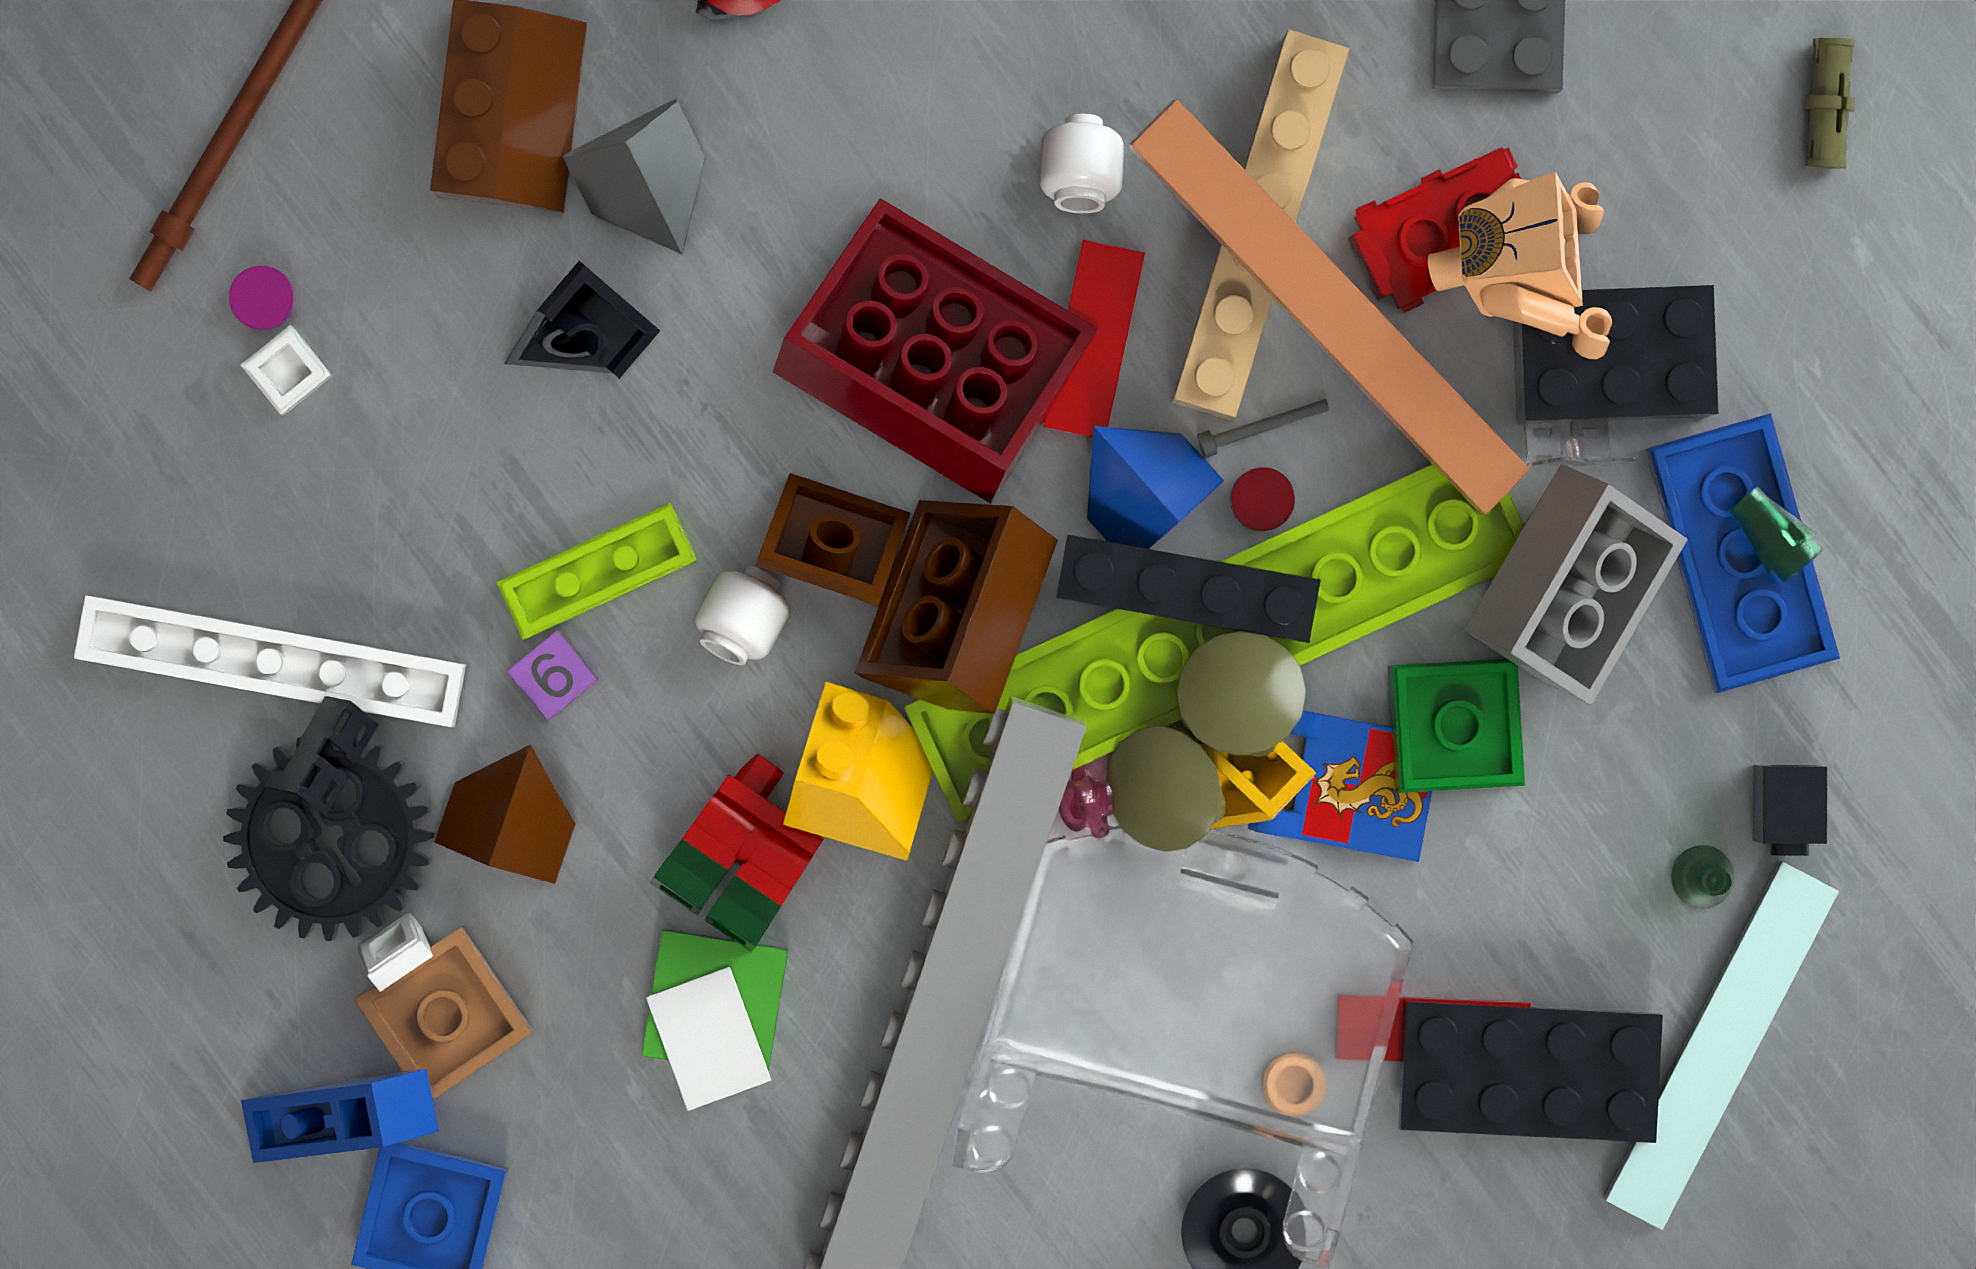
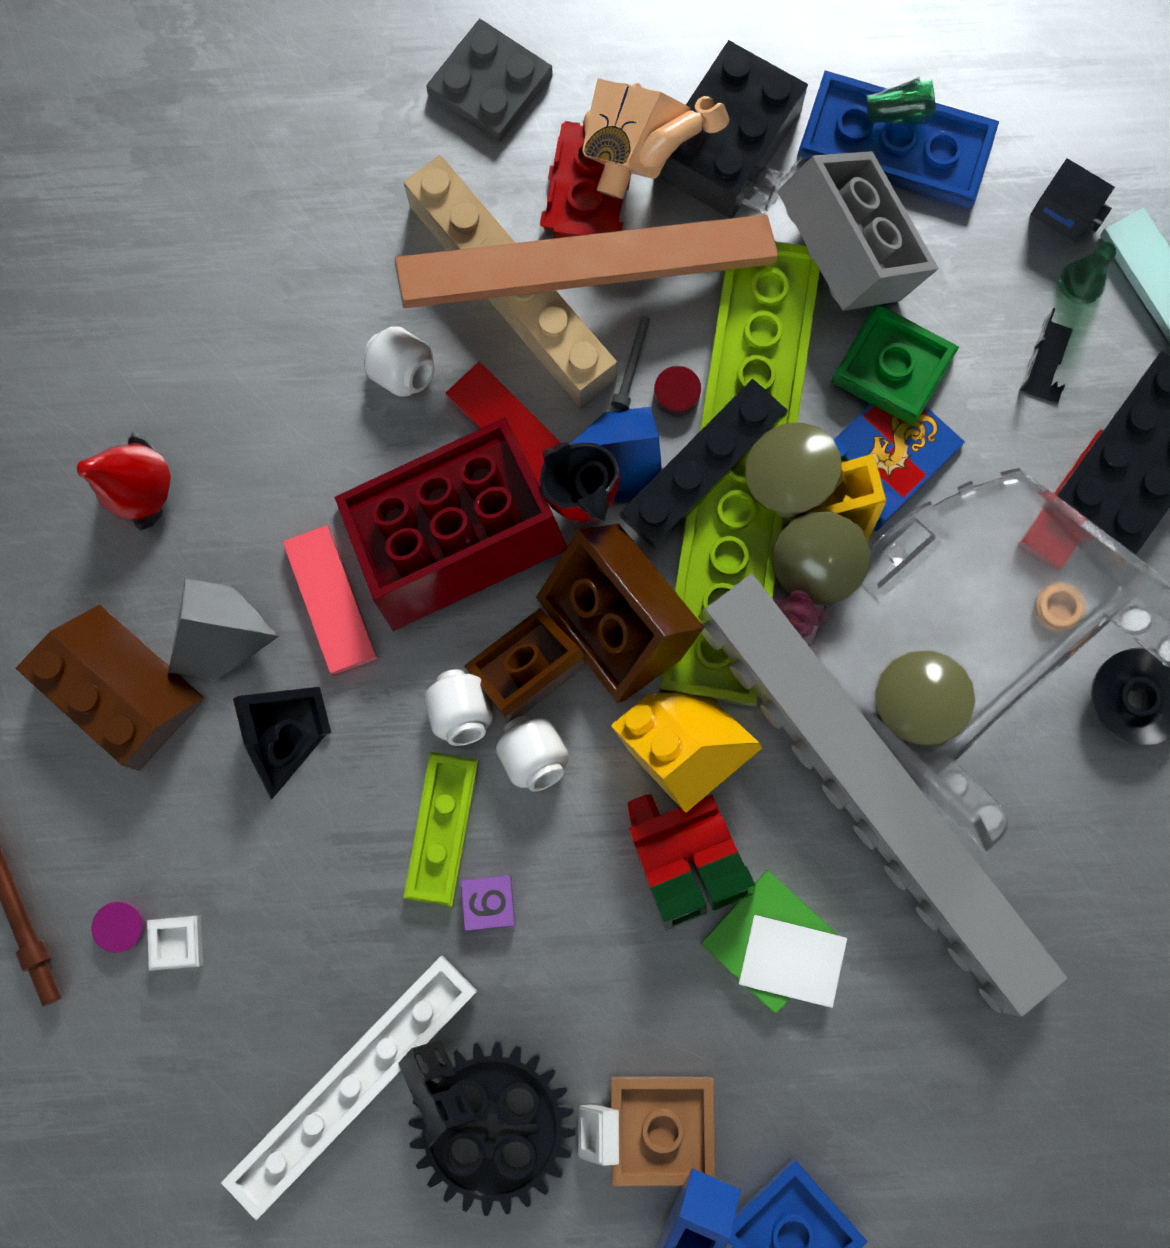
camera: 55 degrees left, 10 degrees down
(509, 818) = (560, 994): reddish brown slope -> none
(736, 502) = (458, 708): none -> white head
(762, 274) = (330, 600): none -> coral tile
(1067, 469) = (579, 481): none -> black hat
(1085, 999) = (925, 698): none -> olive dish
(1568, 894) = (1044, 363): none -> black piece

